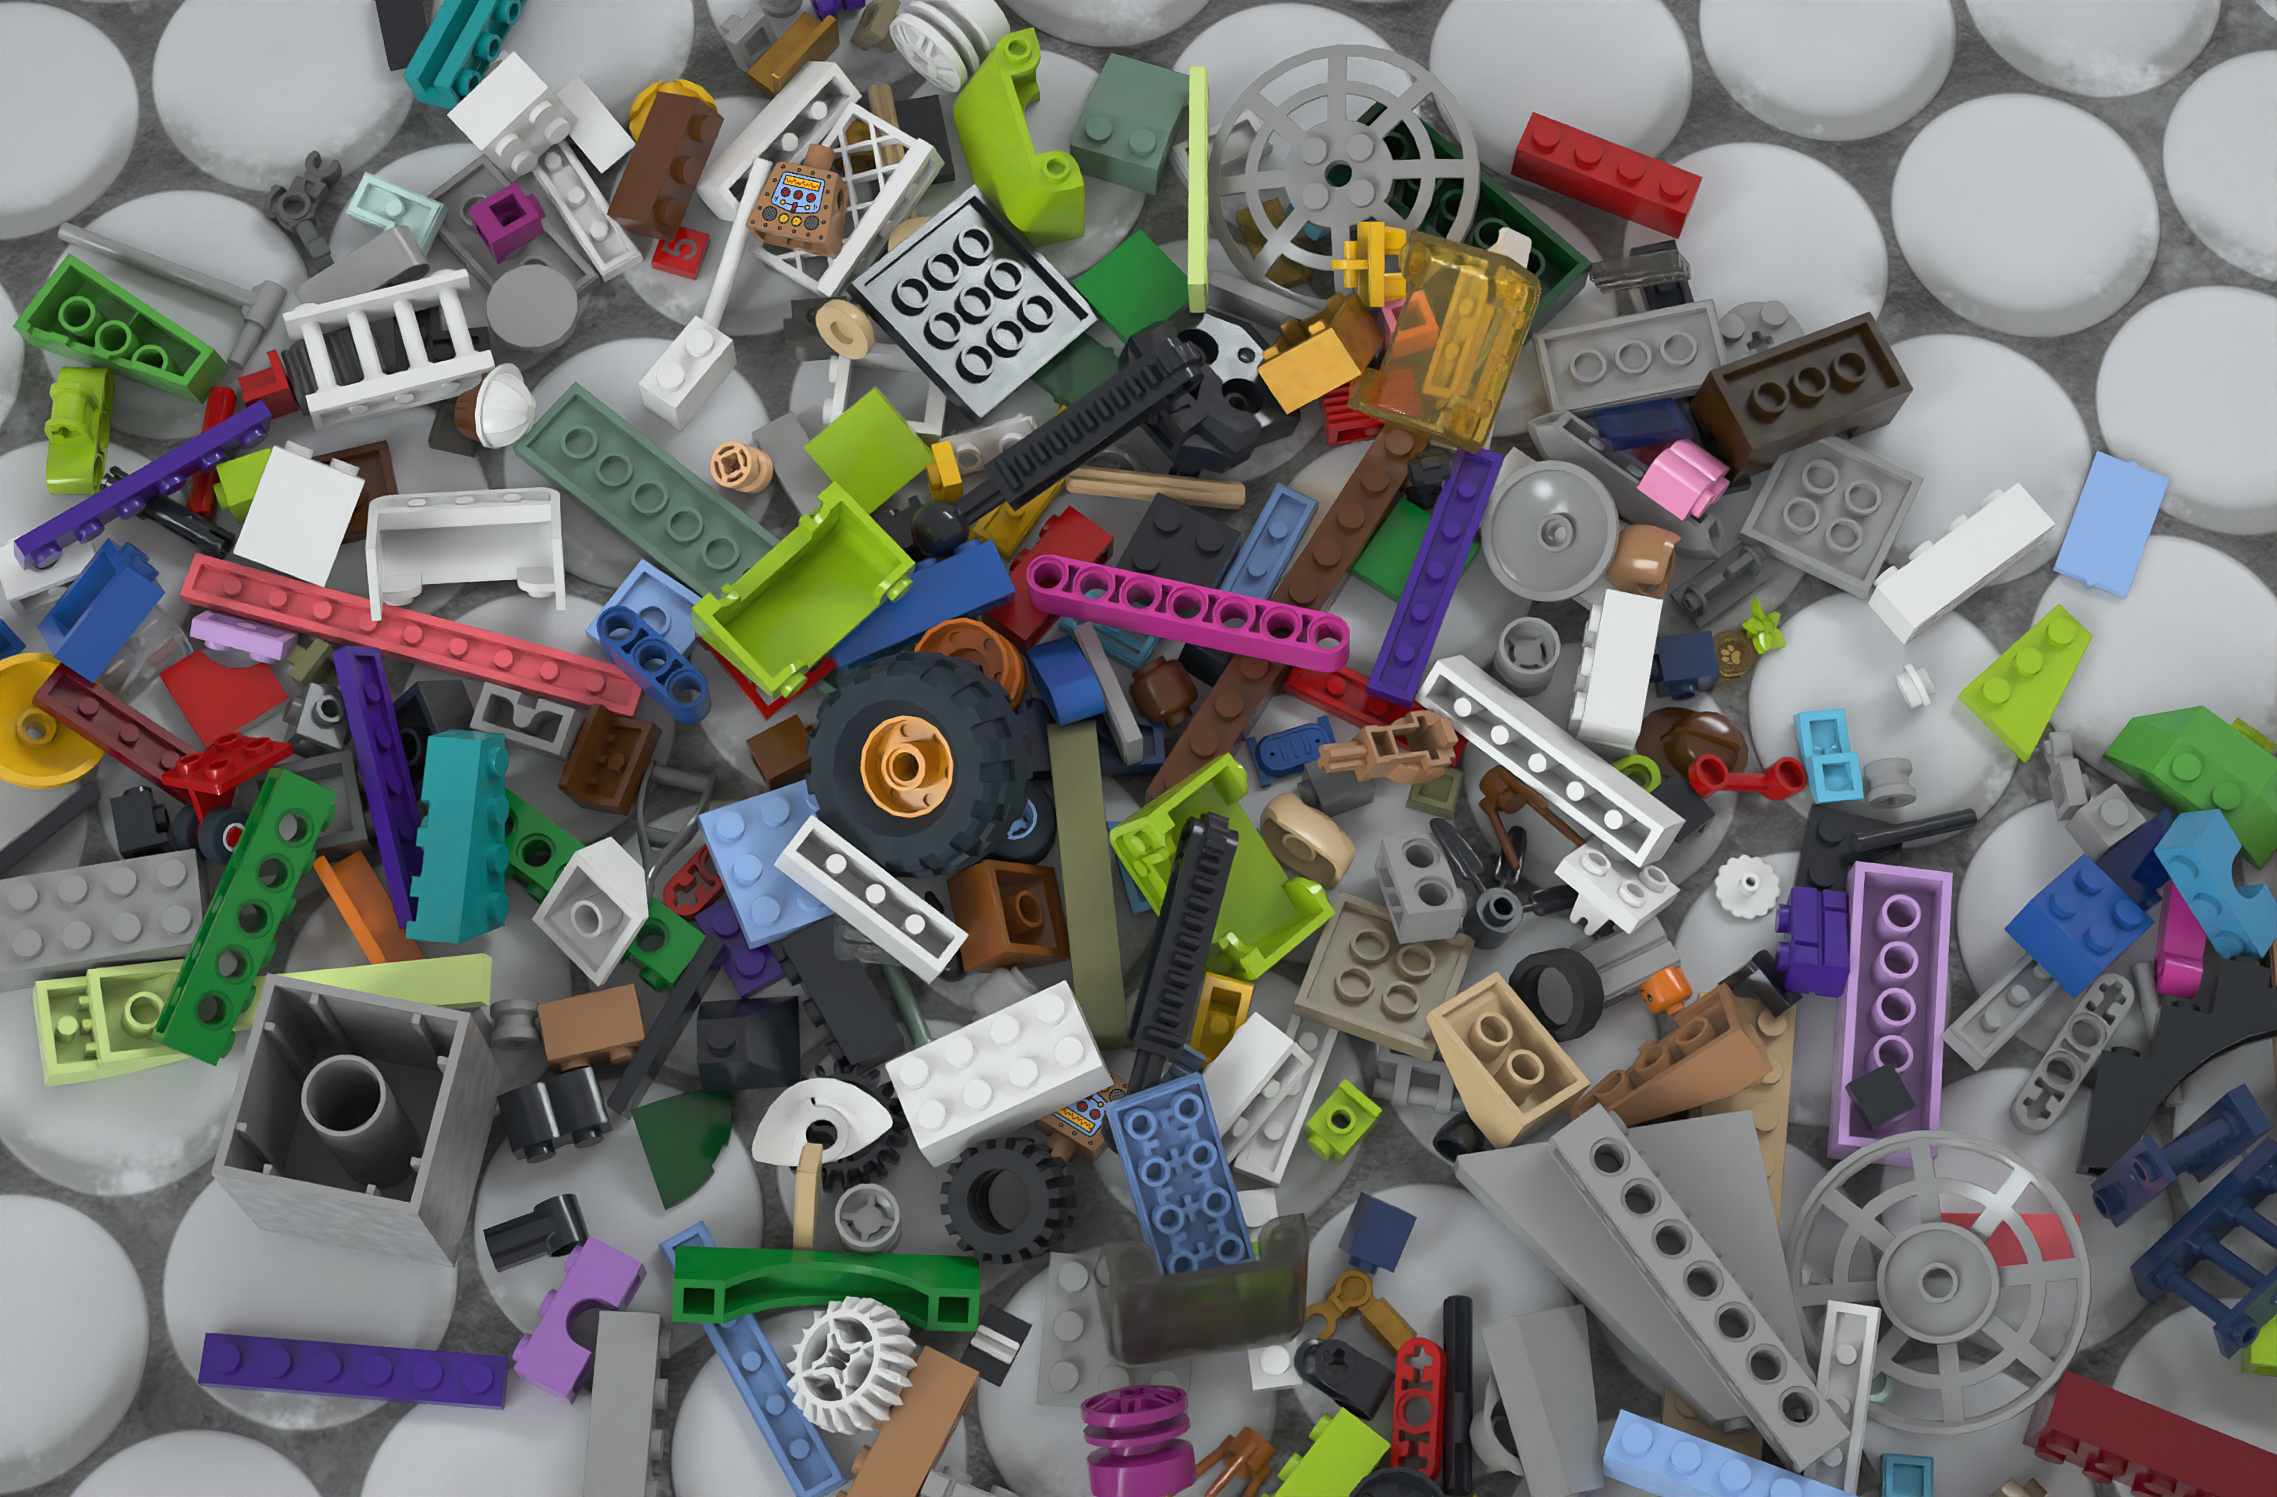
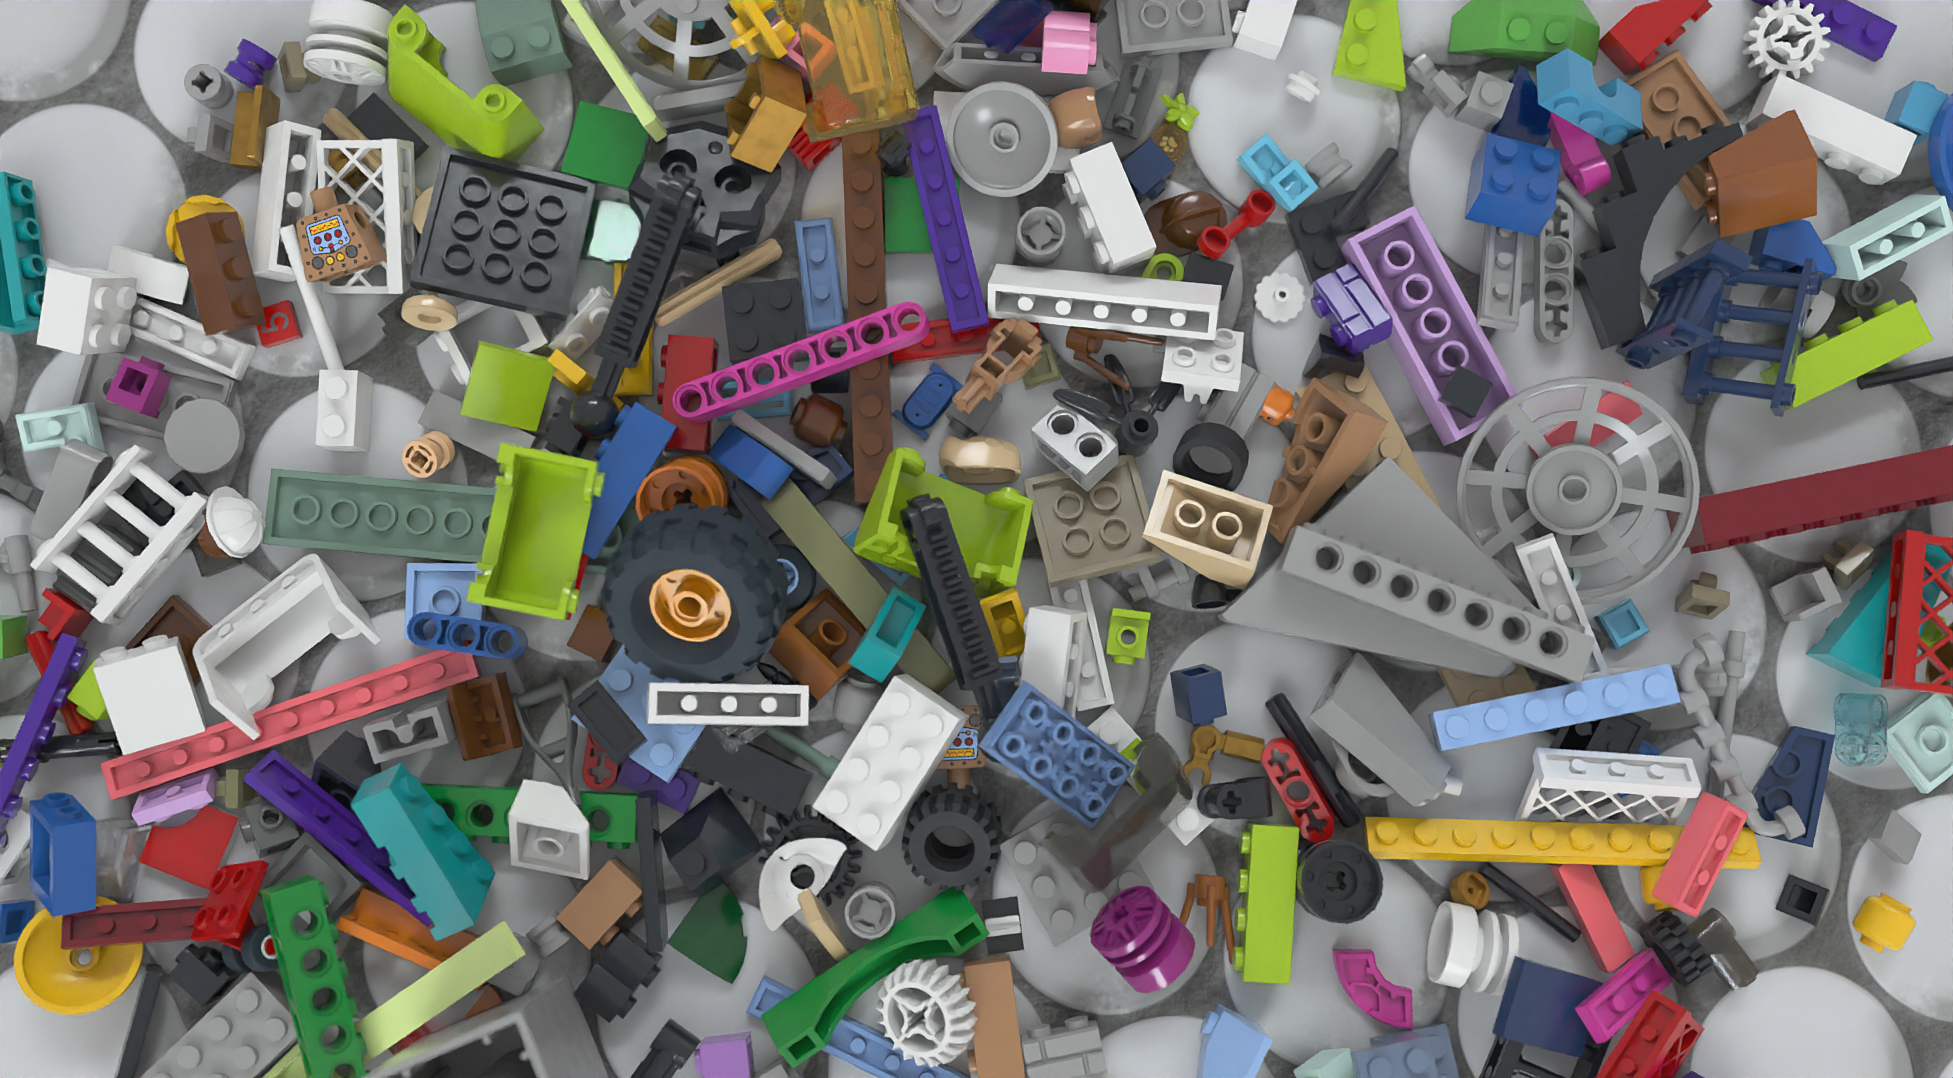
camera: 35 degrees left, 15 degrees up
(734, 840) = (607, 722): none -> black tile
(1085, 940) = (887, 635): none -> teal slope

